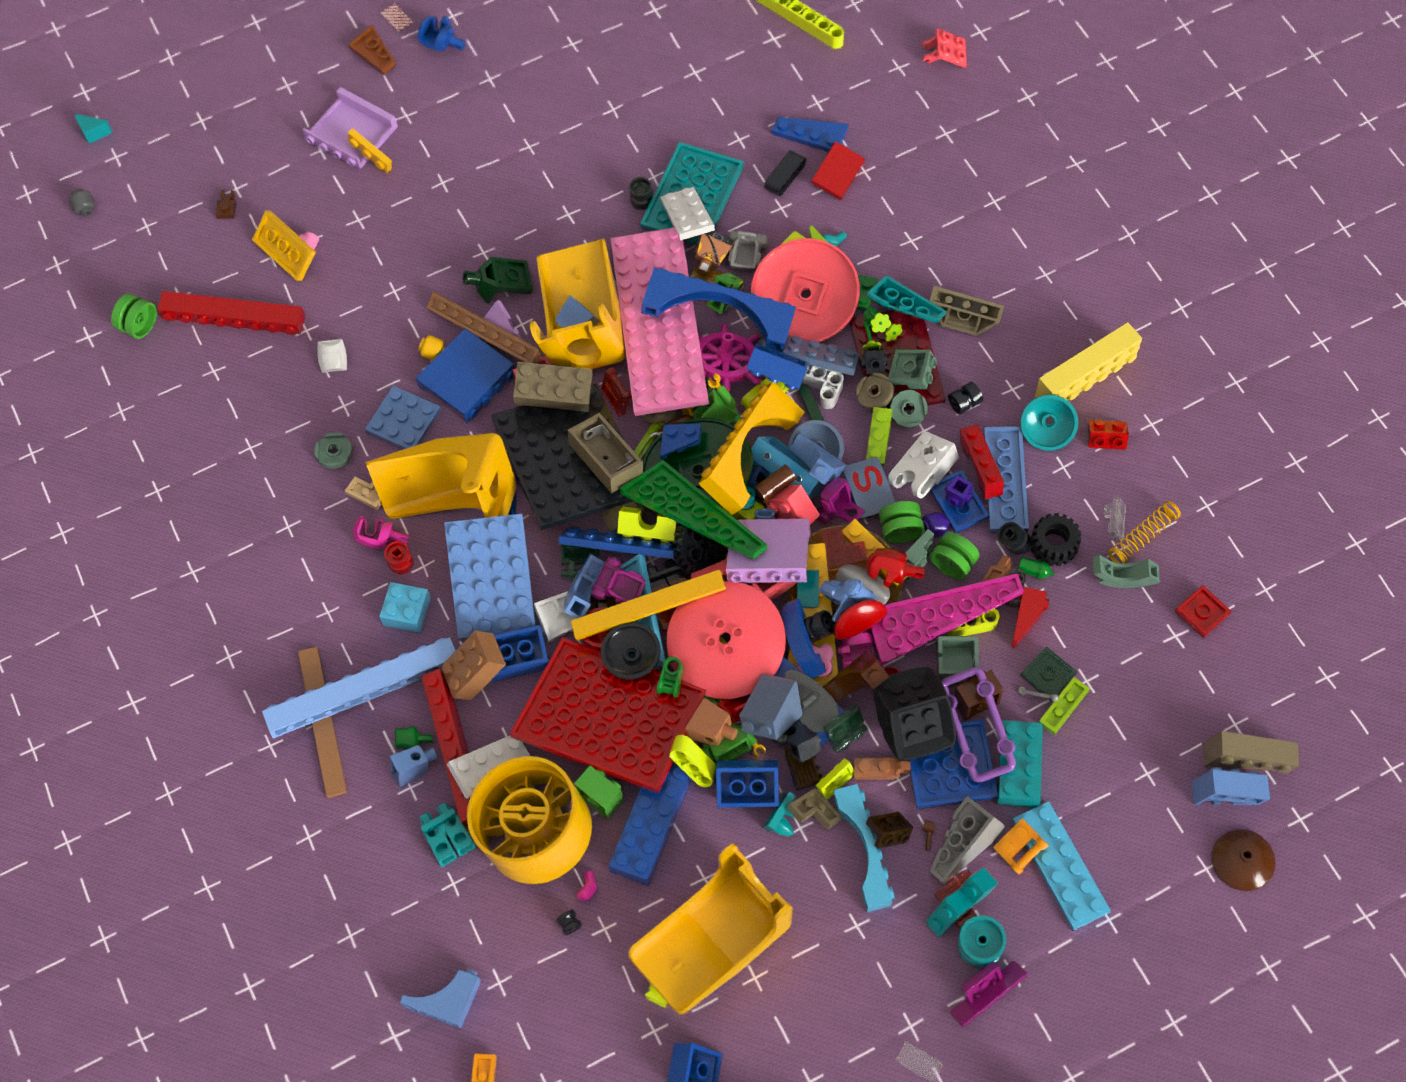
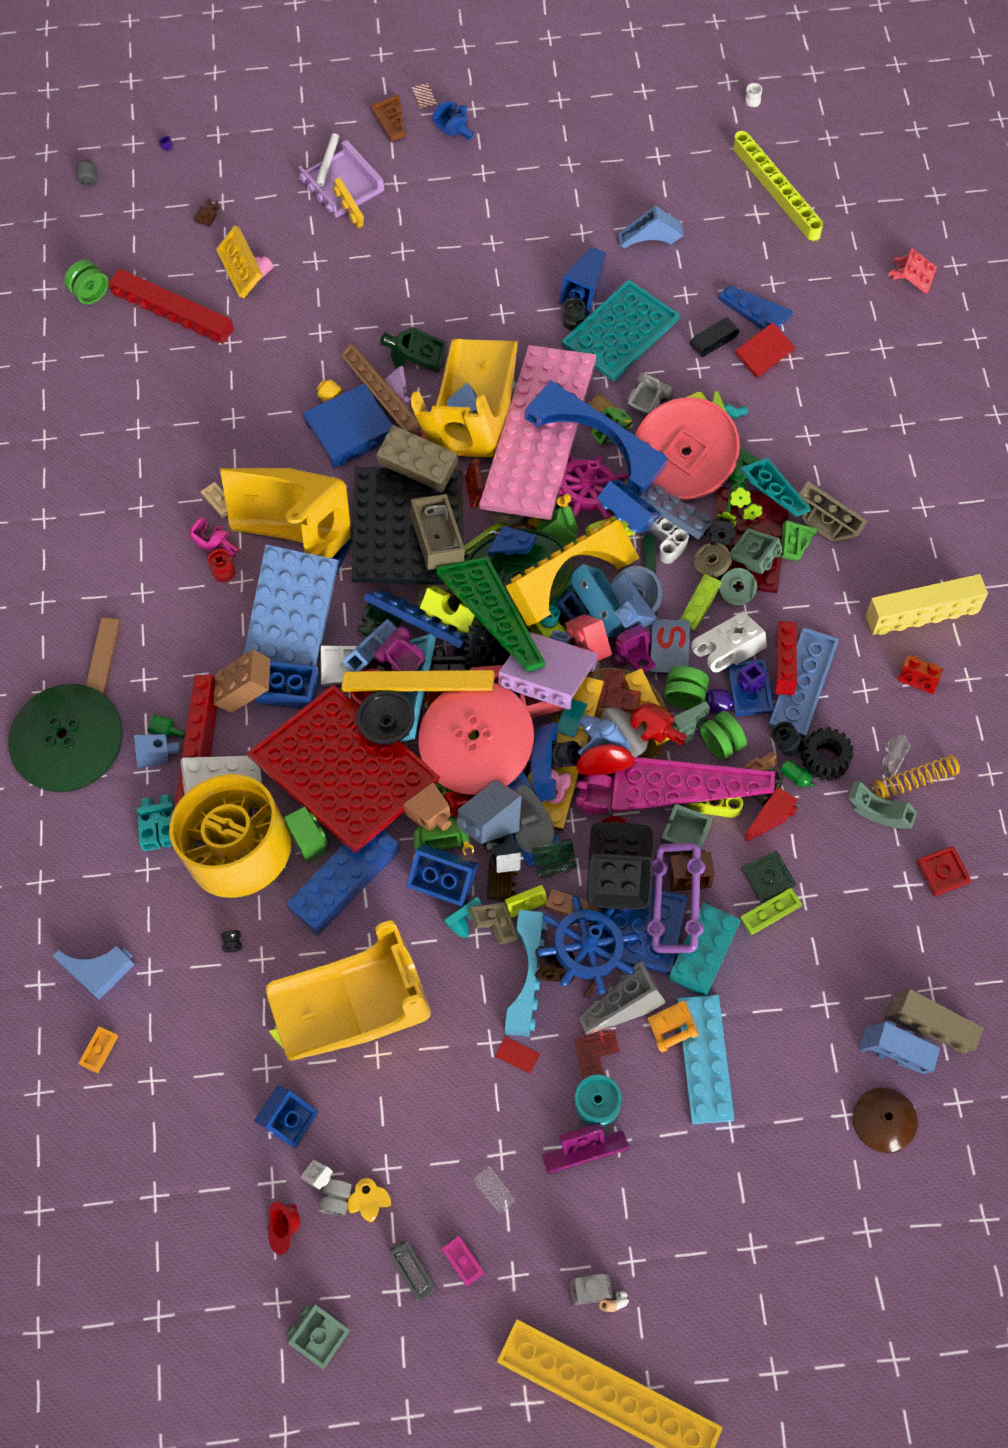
camera: 20 degrees right, 0 degrees up
(93, 127) = (123, 112): teal slope -> none
(151, 146) = (165, 143): none -> dark purple hinge
(320, 810) = (79, 757): none -> dark green dish
(328, 114) = (327, 159): none -> white piece
(332, 356) = (240, 371): white piece -> none
(340, 458) = (209, 462): sand green plate -> none
(356, 688) = (134, 666): light blue brick -> none
(403, 418) = (279, 445): medium blue plate -> none
(405, 607) = (208, 611): medium azure brick -> none
(589, 888) = (263, 917): dark pink arm -> none
(636, 155) = (583, 278): none -> blue slope
(669, 678) = (409, 754): green piece -> none
(681, 82) = (652, 225): none -> medium blue arch
(687, 213) = (605, 343): white plate -> none
(693, 761) = (398, 835): neon yellow beam -> none
(711, 250) = (616, 384): nougat torso -> none
(775, 483) = (580, 610): reddish brown pin -> none
(861, 673) = (587, 812): reddish brown arch -> none
(886, 927) = (517, 1054): none -> red sticker
(913, 799) = (588, 944): none -> blue piece
(942, 345) = (795, 539): none -> bright green wing
(961, 901) = (585, 1058): teal arch -> none
(968, 396) = (795, 595): black wheel -> none
(1022, 690) = (738, 884): light grey hinge -> none
(1054, 434) = (861, 655): teal dish -> none

